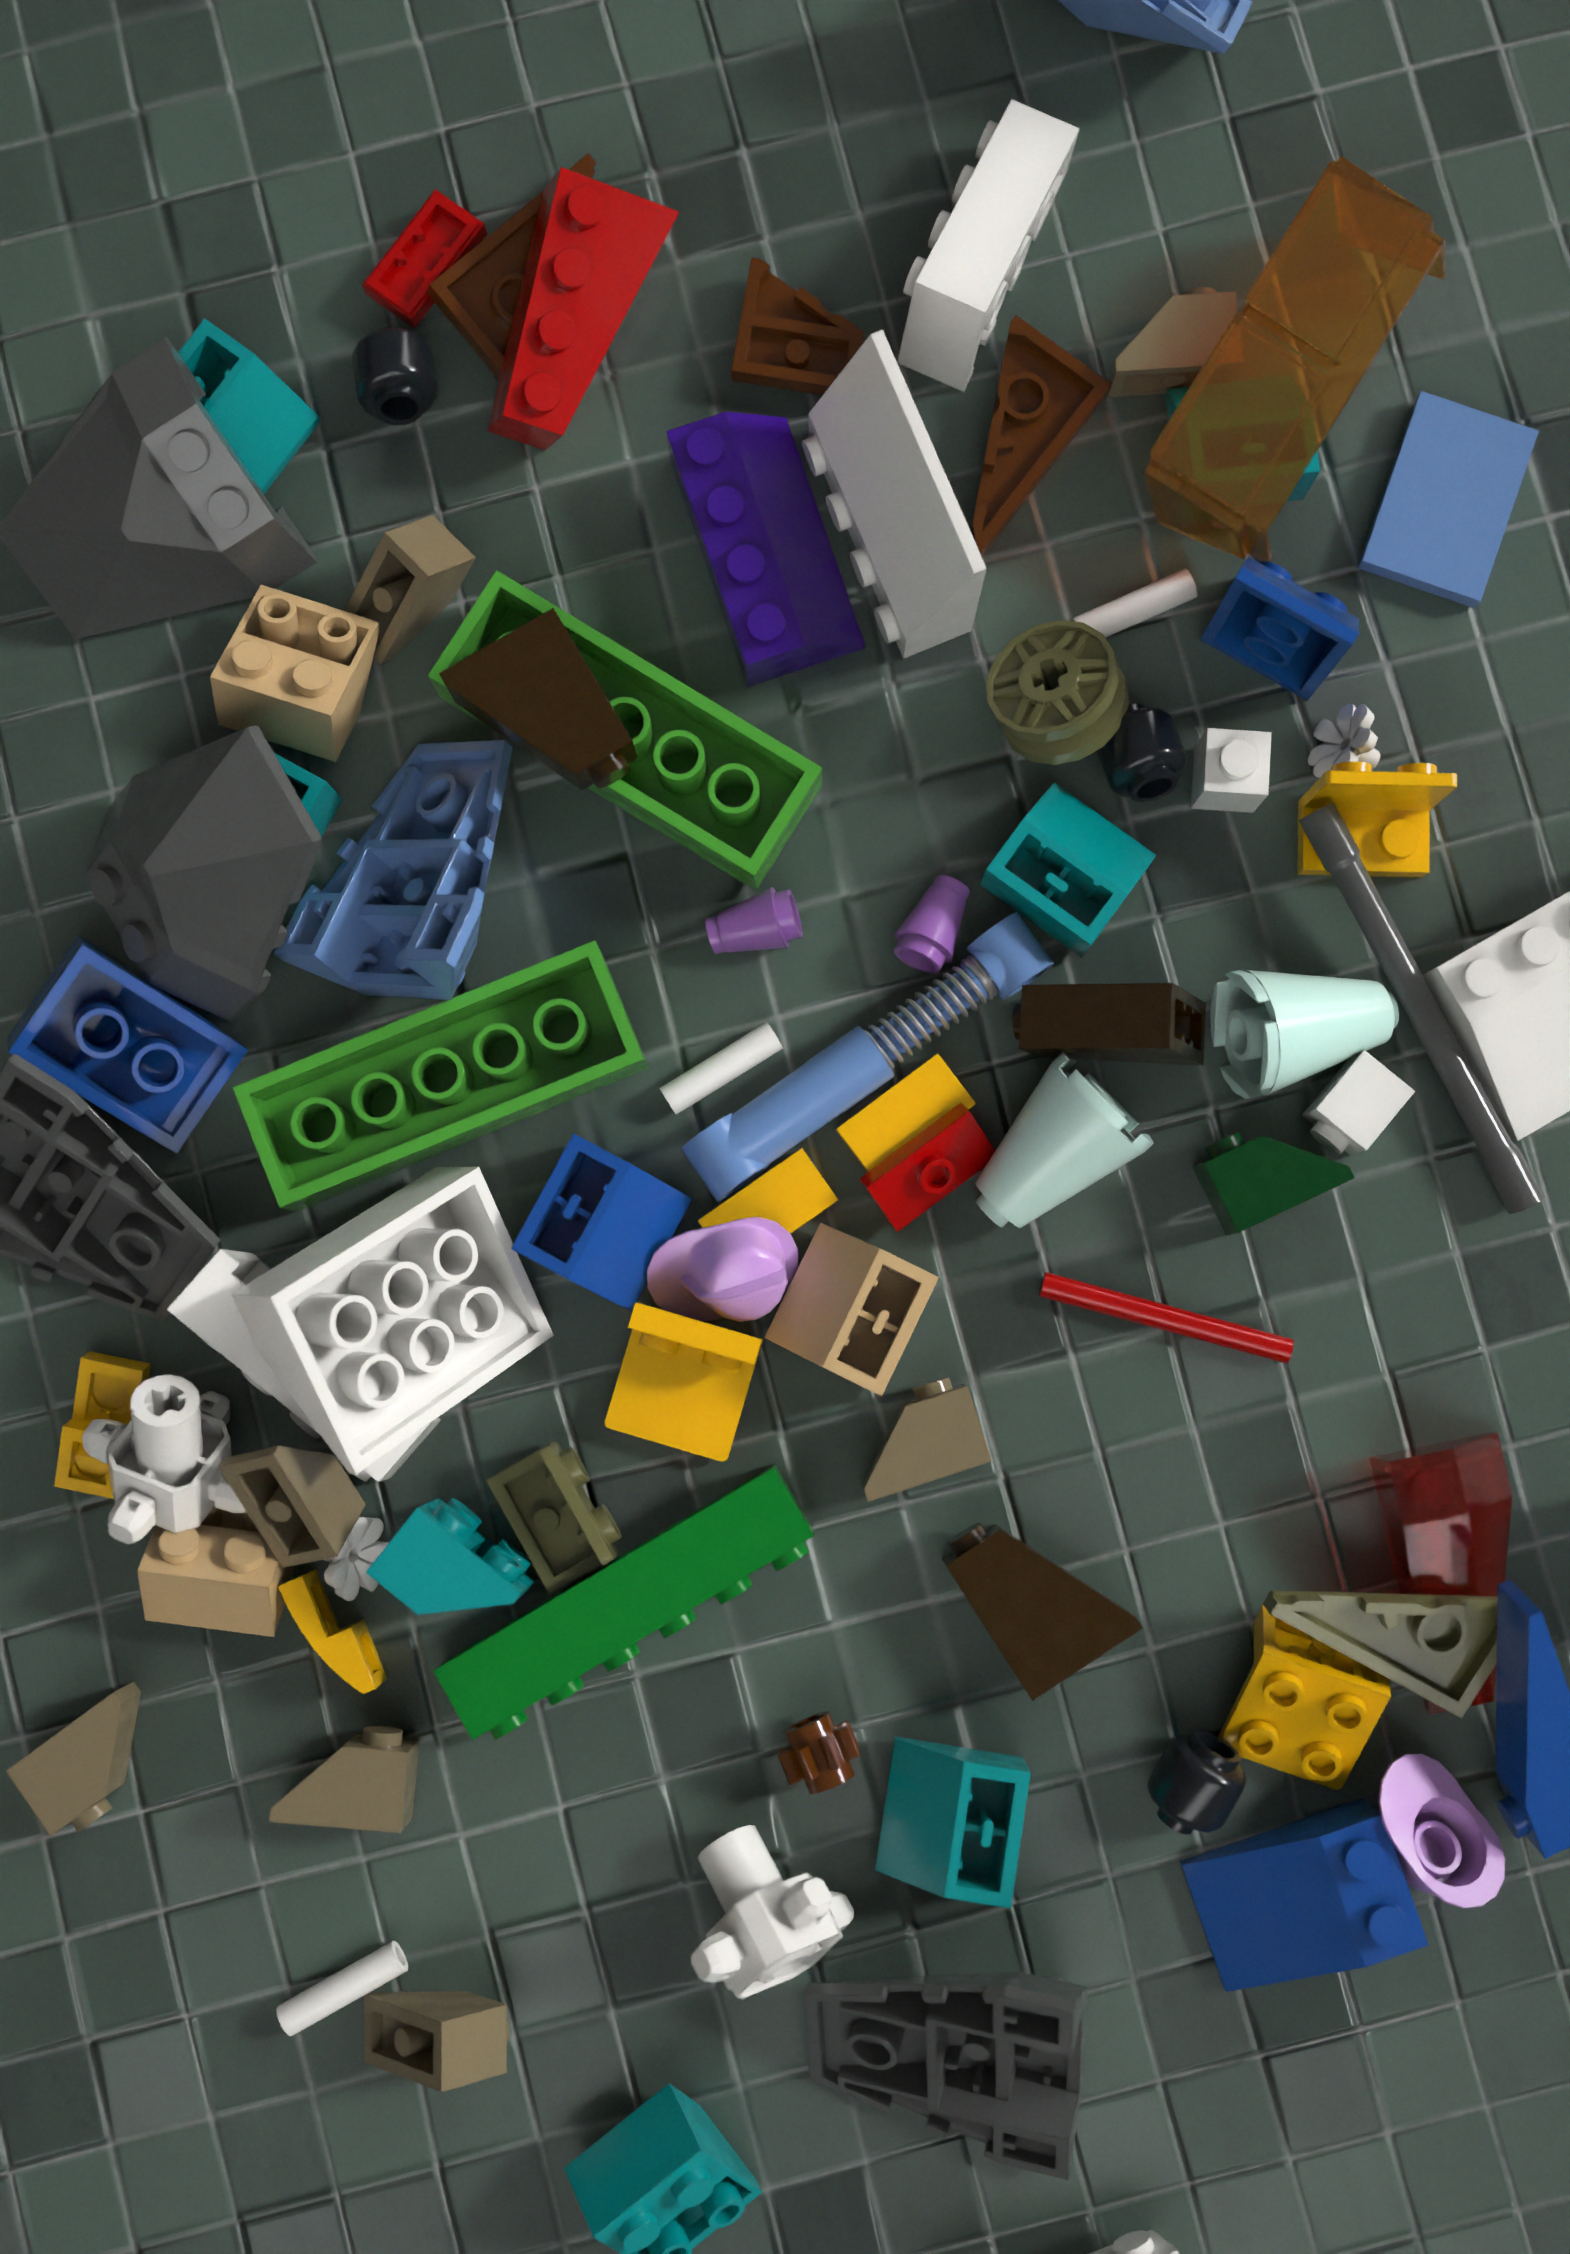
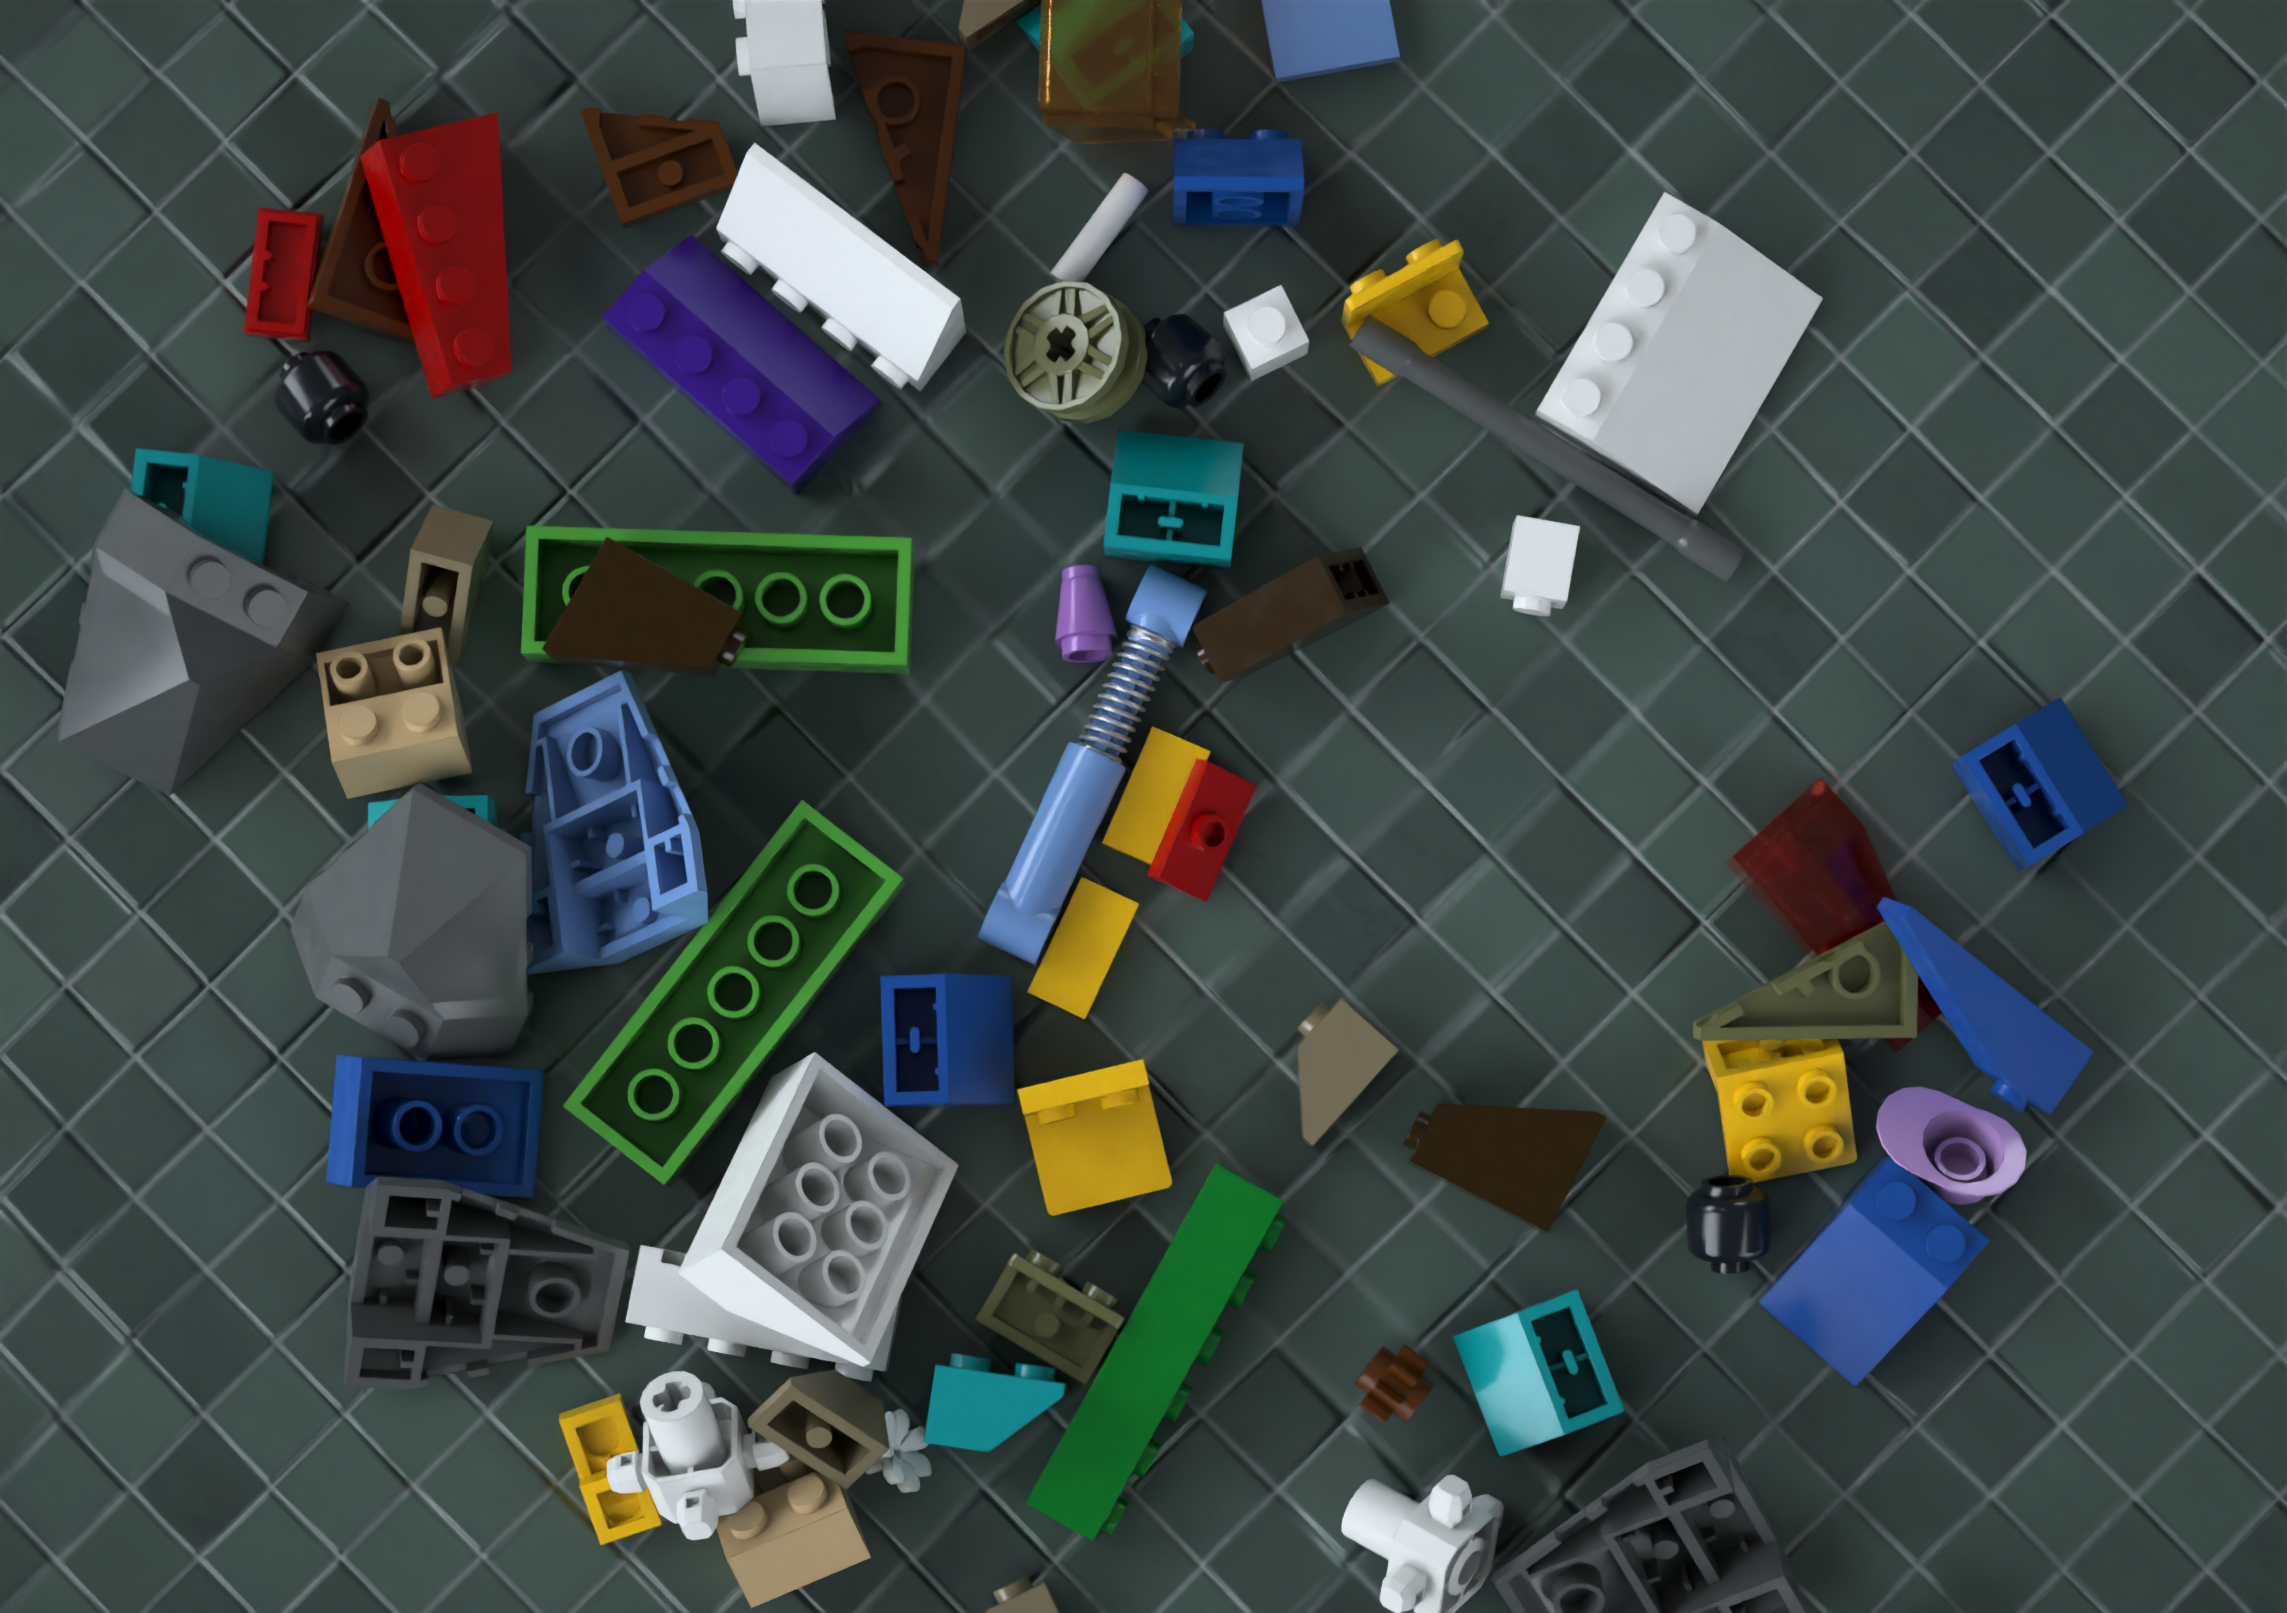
camera: 35 degrees left, 0 degrees up
(344, 1650) = (936, 1532): yellow slope -> none
(721, 1068) = (970, 847): white piece -> none
(724, 1270) = (1075, 1021): lavender piece -> none
(756, 923) = (928, 703): medium lavender cone -> none
(851, 1308) = (1204, 990): tan slope -> none
(1057, 1147) = (1302, 748): light aqua cone -> none
(1166, 1317) = (1480, 842): red bar -> none
(1262, 1179) = (1494, 675): dark green slope -> none
(1294, 1026) = (1448, 525): light aqua cone -> none
(1345, 741) = (1352, 250): white plant -> none

